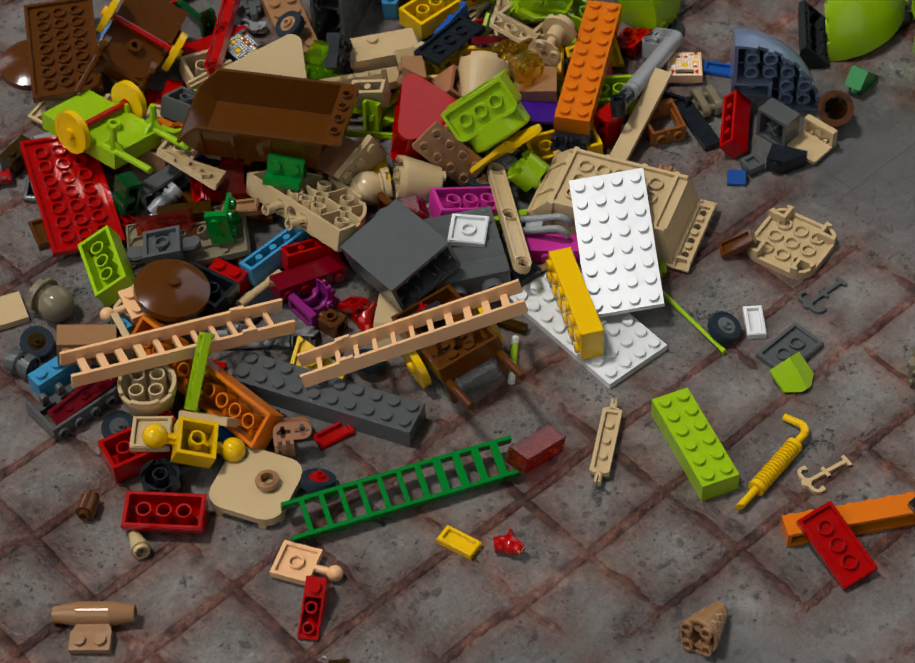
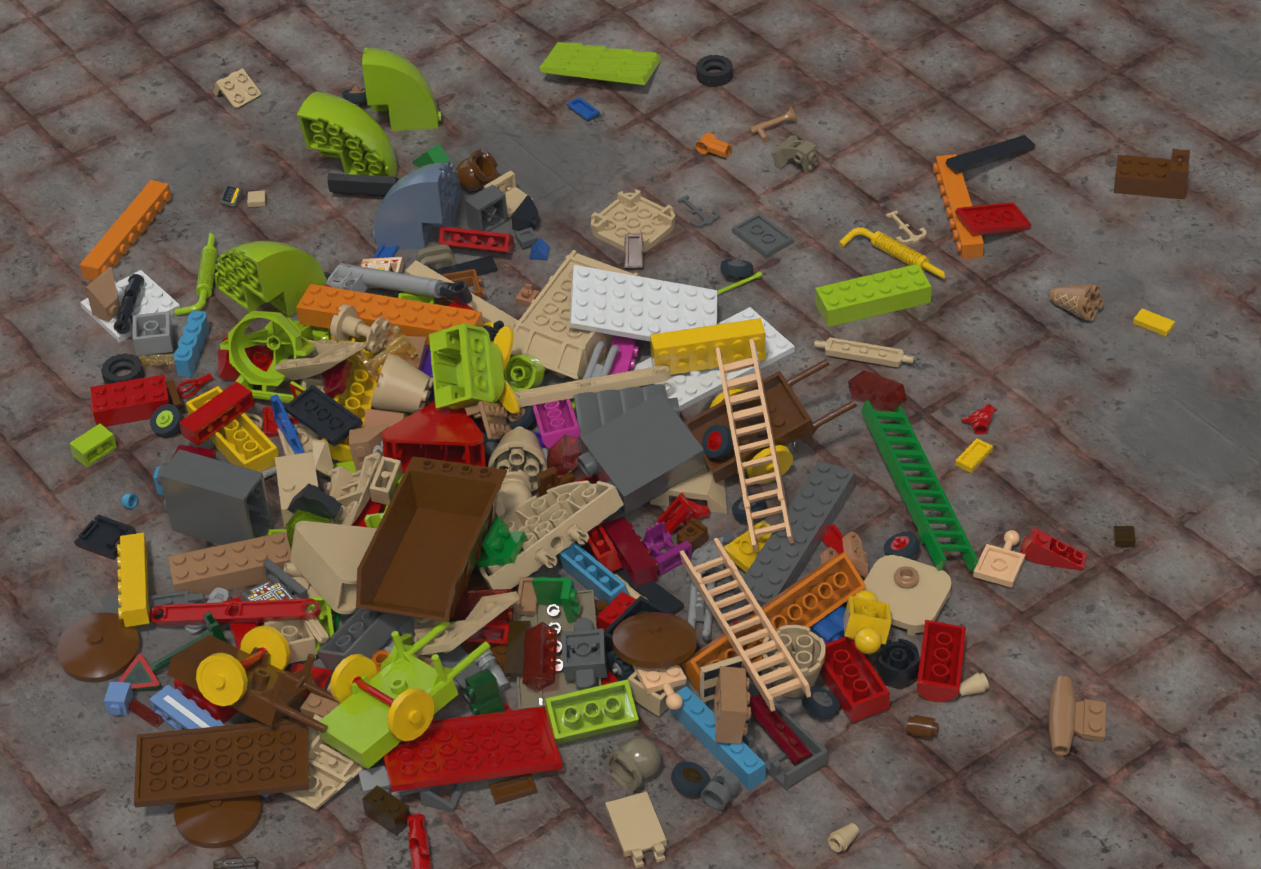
camera: 85 degrees left, 5 degrees down
(139, 424) = (846, 660): tan tile -> none
(198, 371) = (782, 604): lime hinge -> none
(222, 420) = (832, 612): tan tile -> none
(290, 23) = (256, 545): black wheel -> none
(468, 230) = (607, 407): white tile -> none
(754, 322) = (721, 253): white tile -> none
(793, 374) = (796, 233): lime slope -> none

